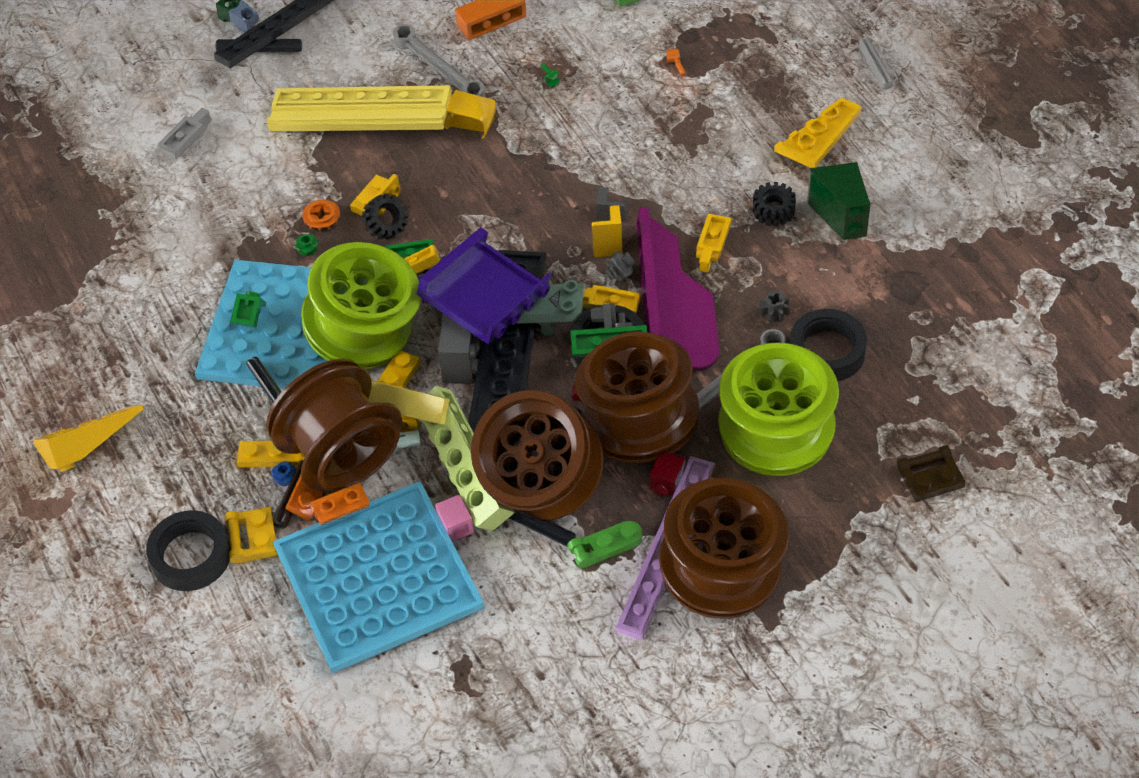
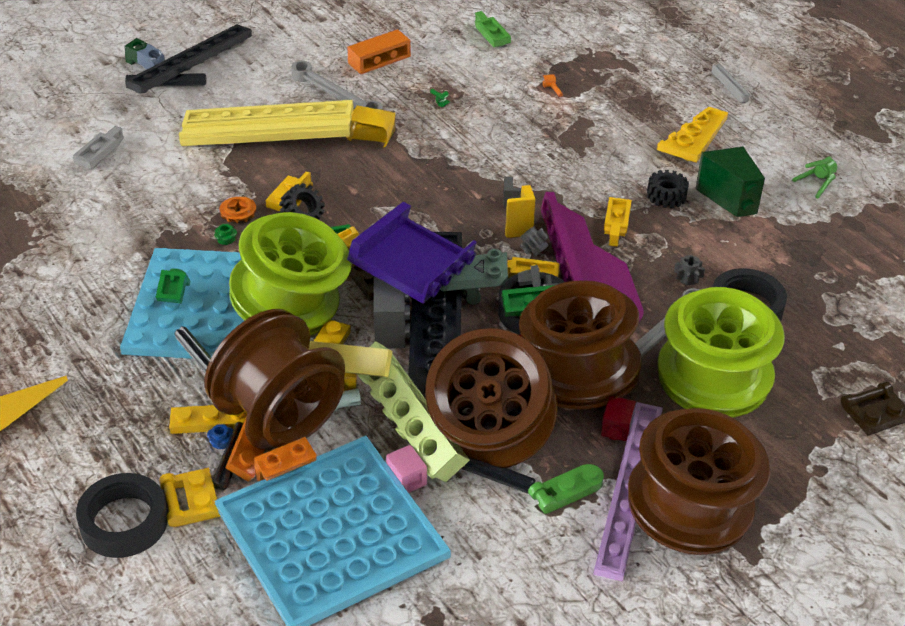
camera: 10 degrees left, 10 degrees down
(949, 184) = (823, 169): none -> bright green plant

